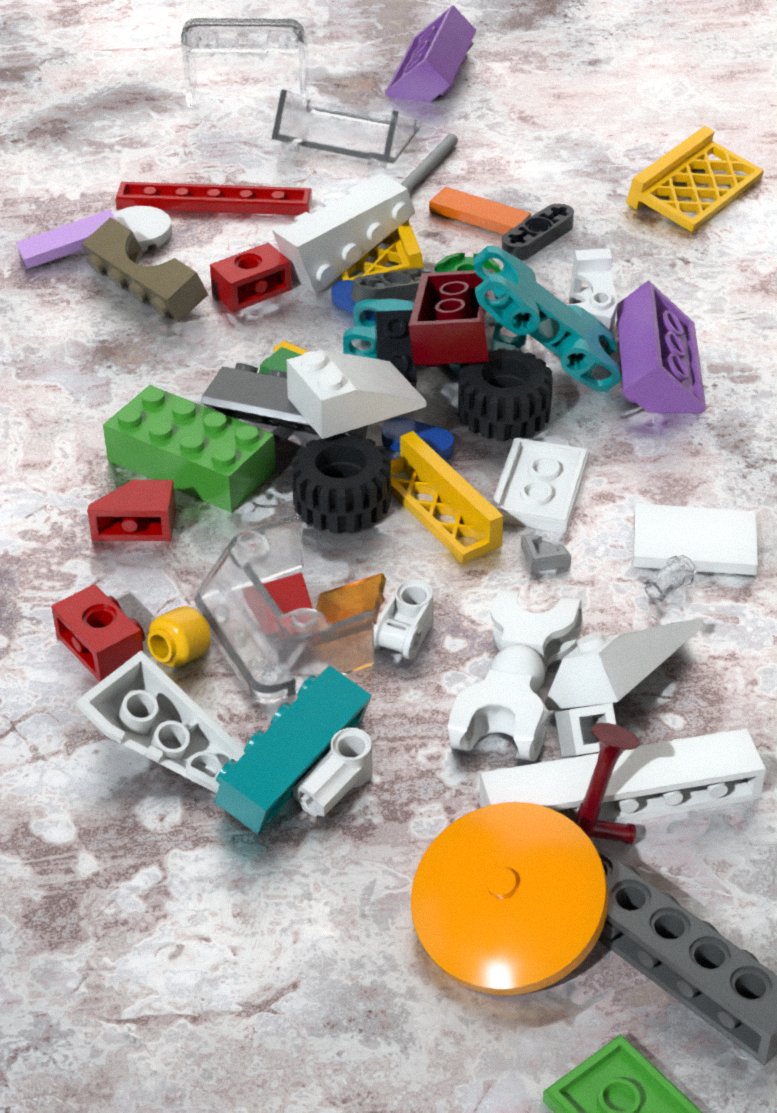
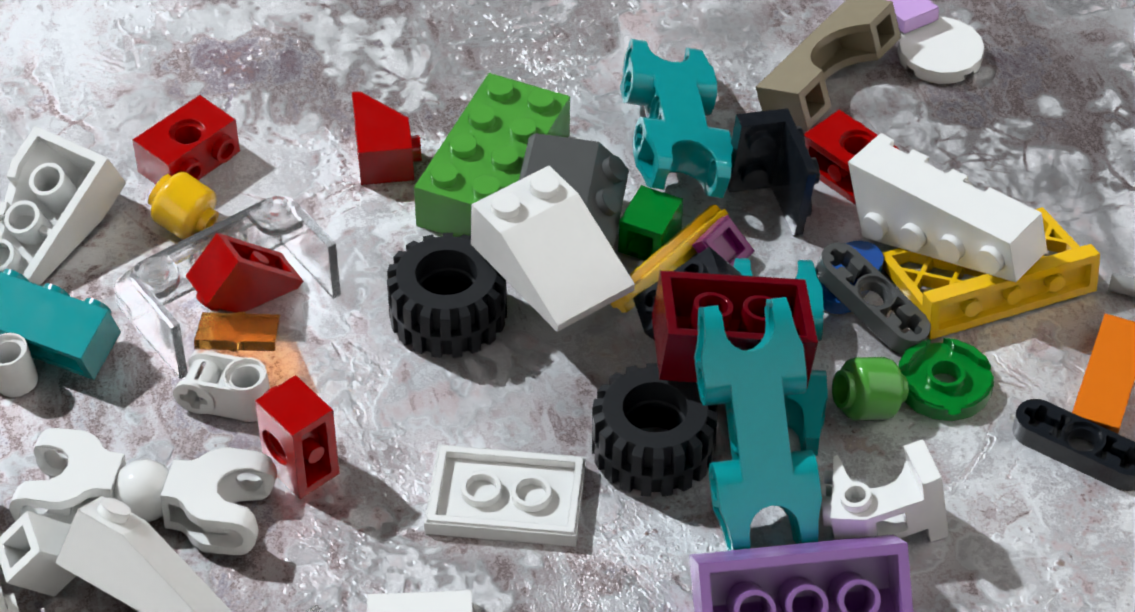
camera: 80 degrees right, 5 degrees up
(153, 342) = (675, 125): none -> teal piece
(215, 198) = (1039, 110): red tile -> none
(268, 296) = (774, 154): none -> black bracket
(317, 342) = (725, 240): none -> magenta tile
(437, 438) = (570, 366): blue tile -> none
(451, 497) = (451, 398): yellow fence -> none
(489, 560) = (298, 436): none -> red brick
(544, 555) = (374, 509): light grey tile -> none

